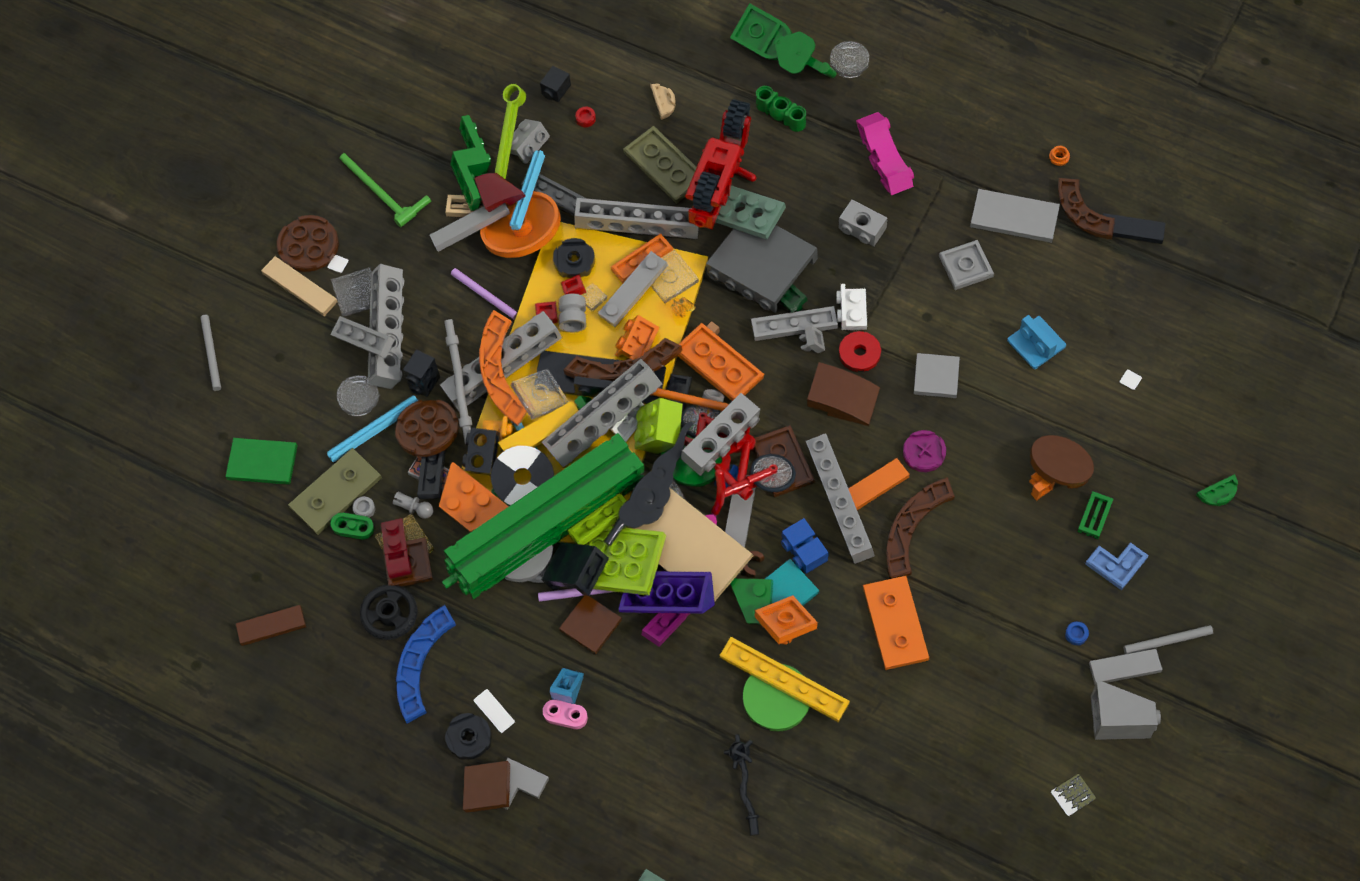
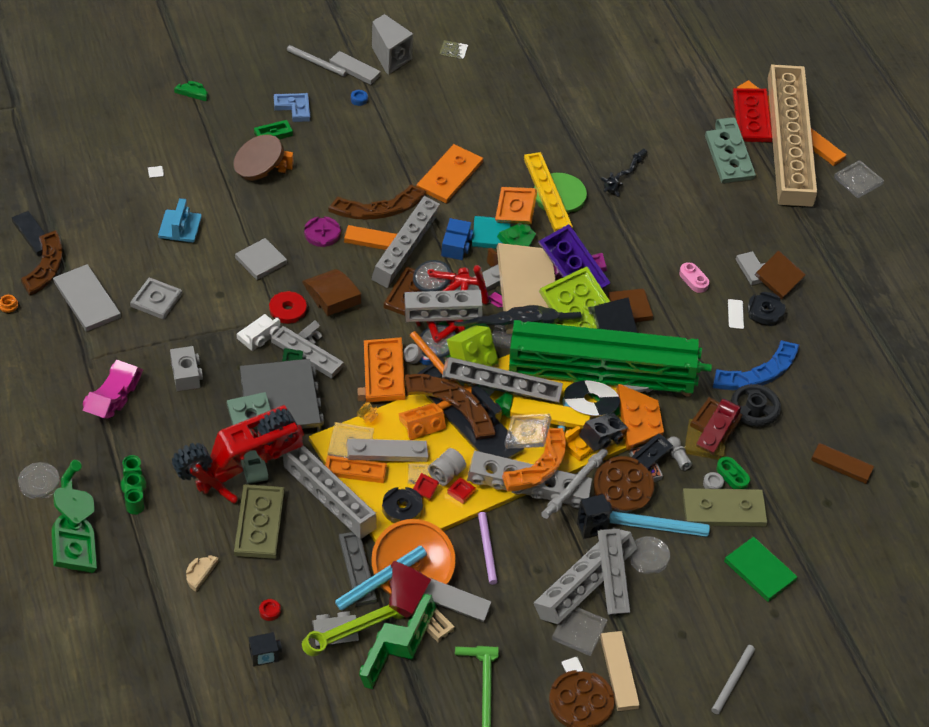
camera: 145 degrees left, 15 degrees down
(566, 686) = (681, 283): dark azure slope -> none

